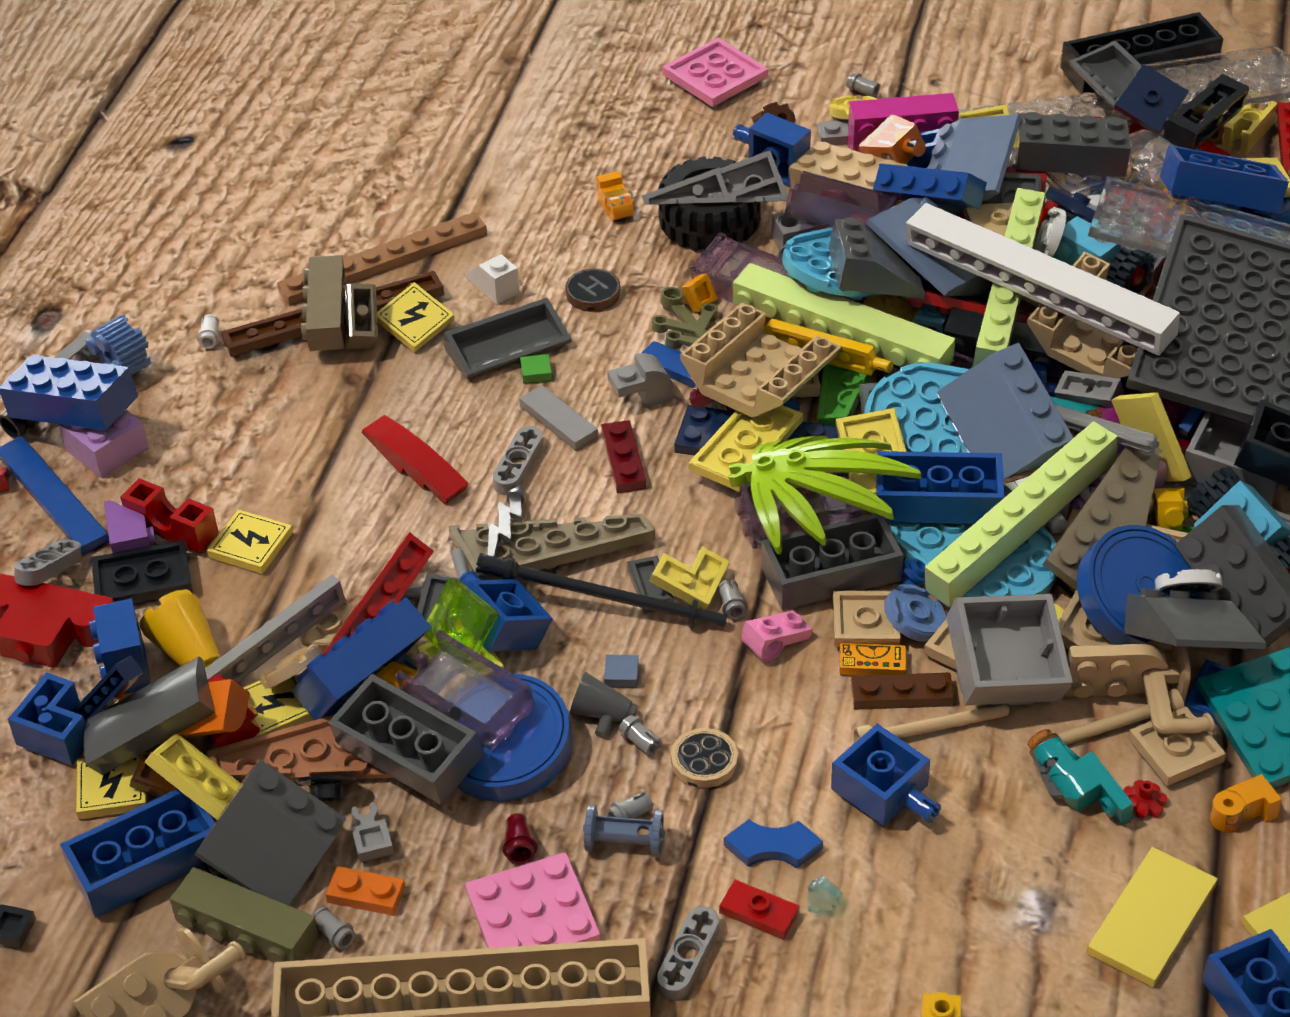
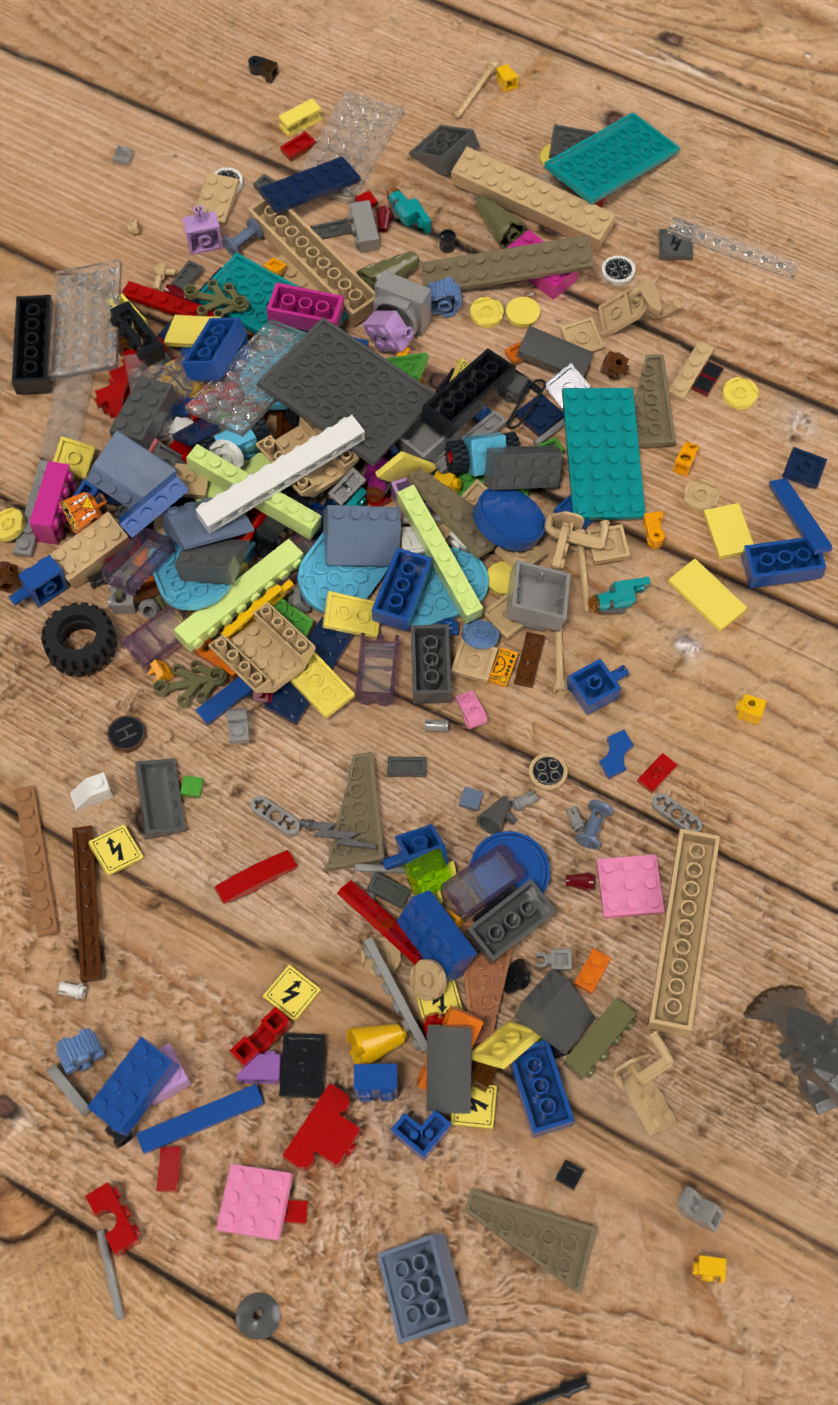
camera: 75 degrees left, 20 degrees up
(47, 562) = (282, 1130): light grey beam -> none
(109, 688) = (421, 1090): dark blue piece -> none
(325, 303) = (88, 903): dark tan brick -> none
(338, 932) = (616, 992): light grey pin -> none
(360, 316) = (111, 882): dark tan brick -> none
(510, 569) = (388, 838): black bar -> none
(558, 417) = (243, 783): light grey tile -> none
(614, 196) = (39, 696): light orange leg -> none
(623, 456) = (292, 754): dark red plate -> none
(691, 582) = (419, 741): light yellow plate -> none
(744, 181) = (88, 611): light grey wedge -> none
(803, 465) = (373, 659): lime plant -> none
(822, 895) = (658, 739): clear light blue plate -> none
(1107, 70) = (77, 365): dark grey slope -> none
(1126, 435) = (391, 493): light grey axle -> none
(1146, 798) = (634, 571): red plant -> none
(1150, 99) = (117, 356): dark blue plate -> none
(1189, 620) = (555, 503): dark grey slope -> none
(1190, 580) = (527, 495): white tile -> none

